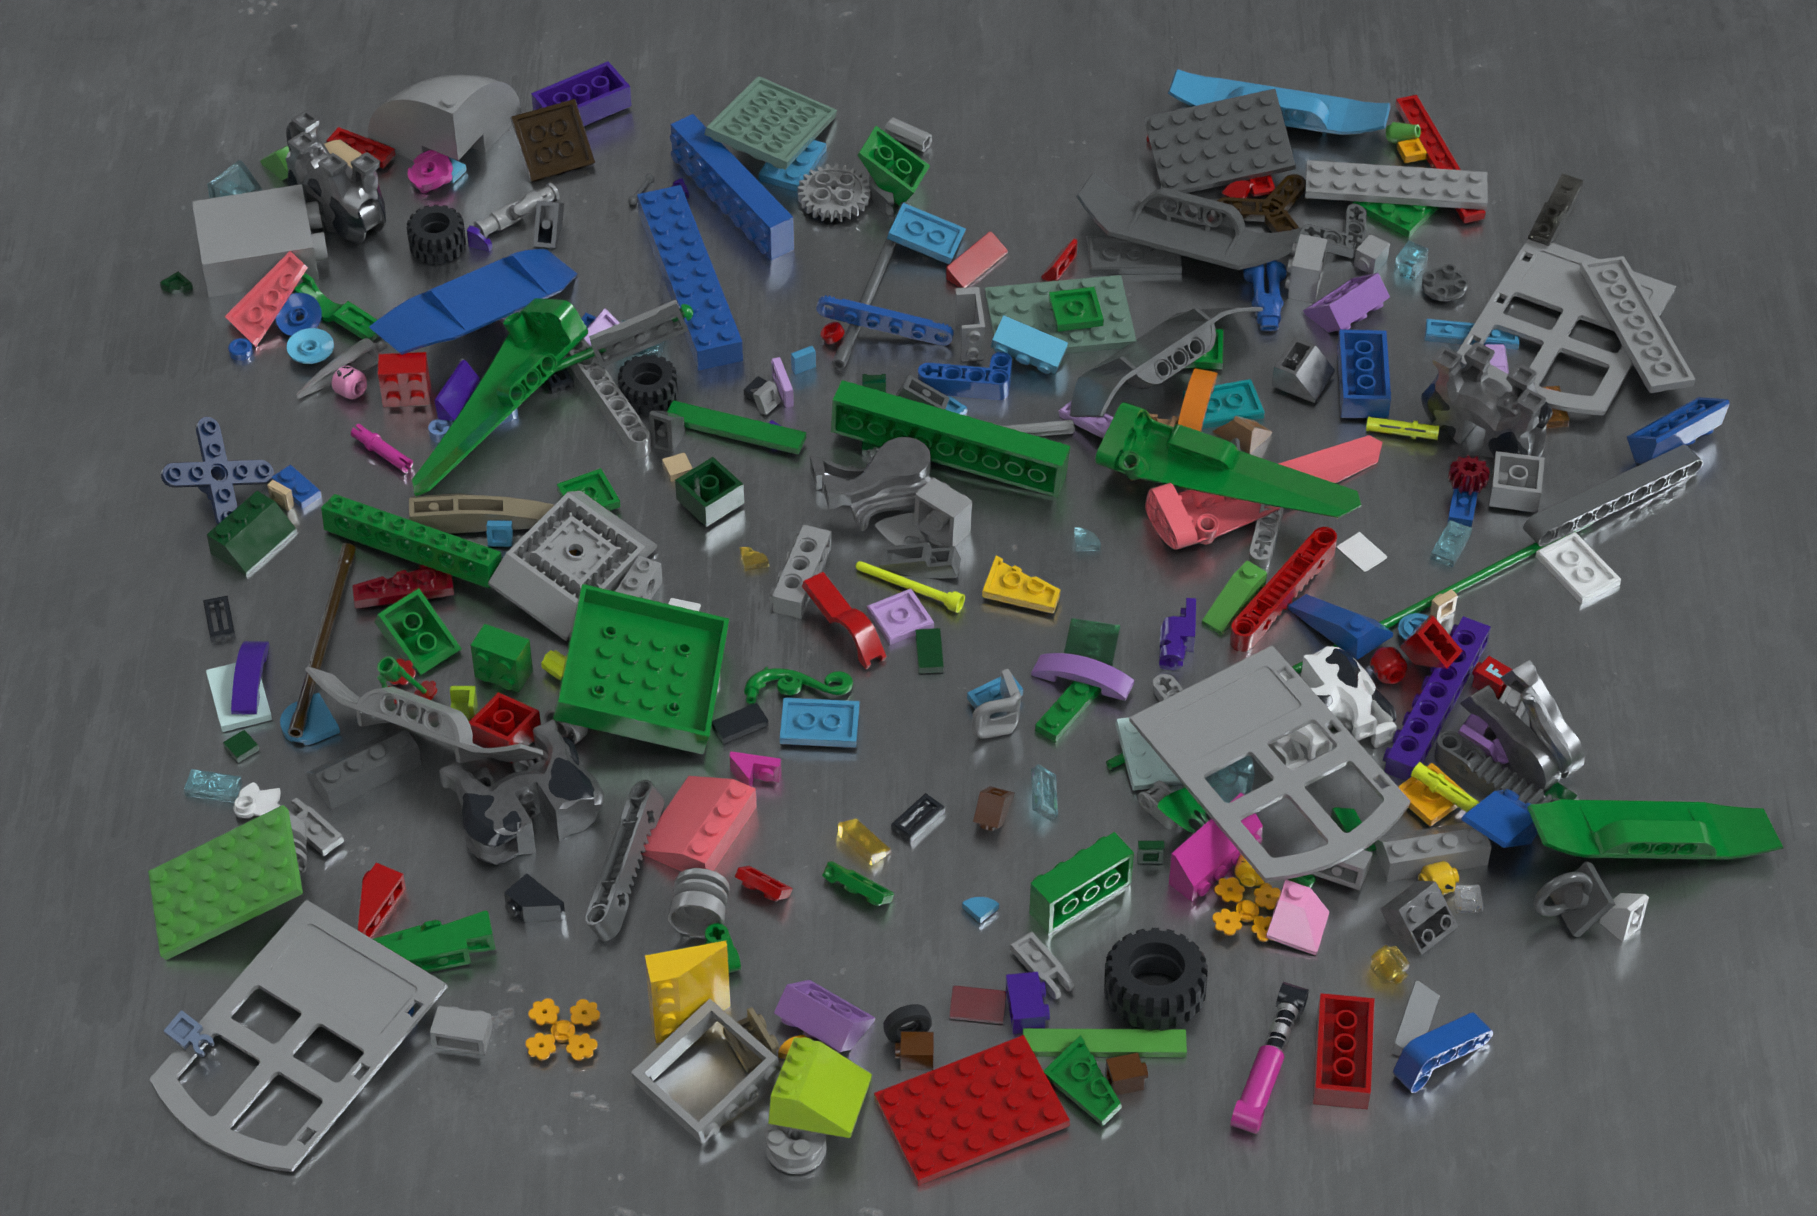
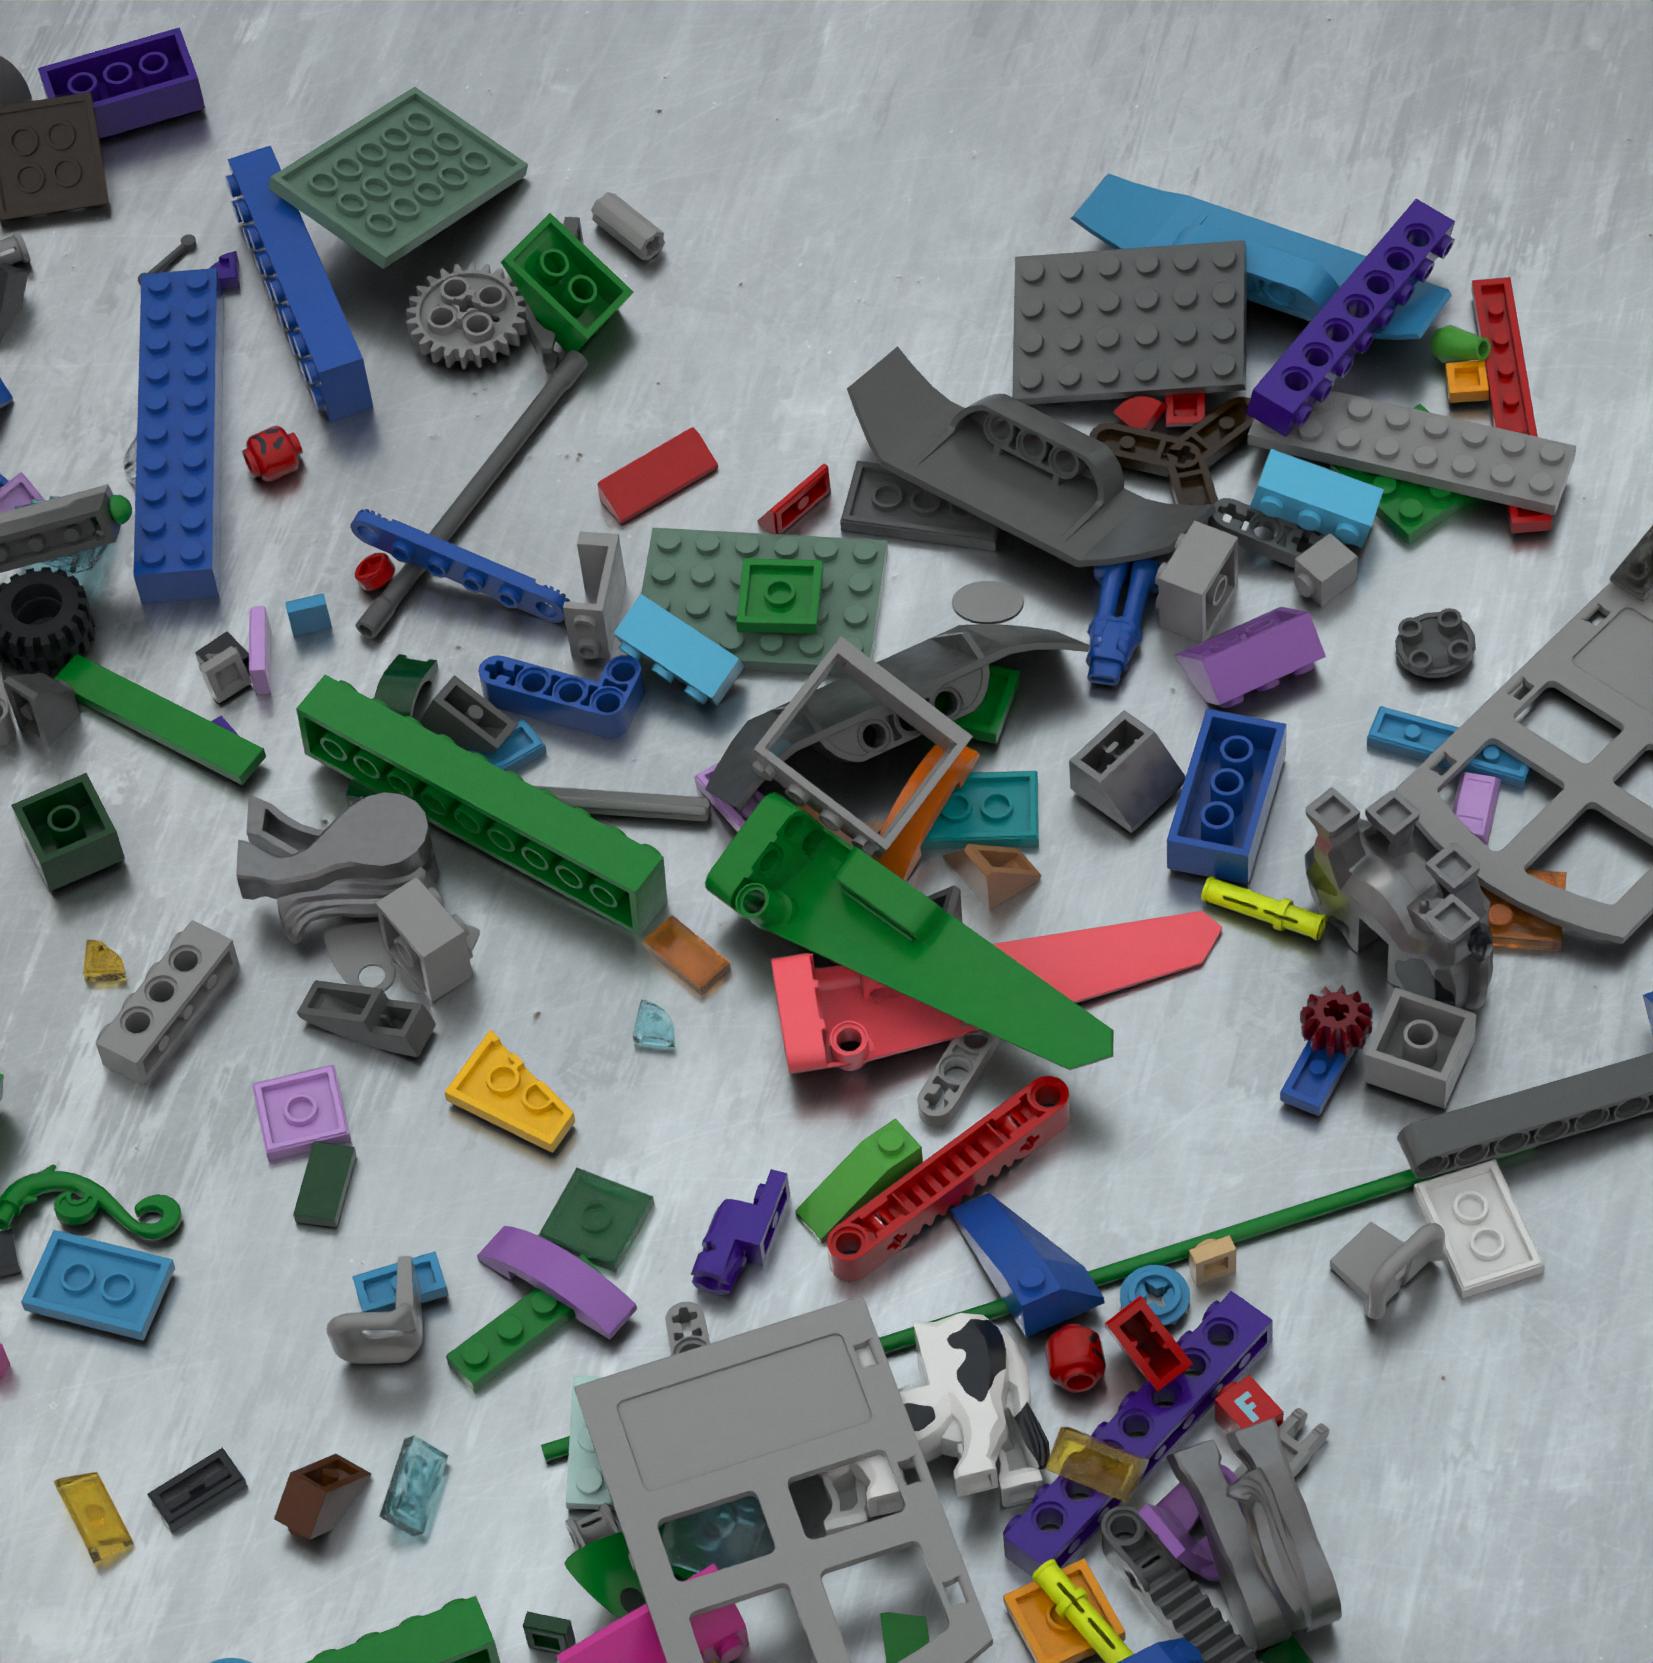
camera: 20 degrees right, 5 degrees up
(676, 466) = (42, 772): tan tile -> none
(747, 280) = (272, 453): none -> red head
(794, 173) = (439, 252): dark azure plate -> none
(837, 610) = (200, 1102): red piece -> none
(857, 884) = (54, 1596): green hinge -> none
(926, 233) = (588, 414): dark azure plate -> none
(953, 601) = (393, 1099): neon yellow piece -> none
(1089, 502) = (686, 955): none -> clear orange tile
(1177, 346) = (897, 698): none -> light grey window
(1187, 299) = (987, 601): none -> light grey sticker
(1344, 123) = (1351, 318): none -> dark purple brick
(1356, 216) = (1316, 498): none -> medium azure brick
(1362, 552) = (1115, 1129): white sticker -> none
(1411, 261) = (1390, 592): clear light blue brick -> none
(1425, 711) = (1096, 1463): none -> clear yellow slope
(1451, 543) = (1272, 1142): clear light blue plate -> none
(1535, 594) = (1381, 1263): none -> light grey piece

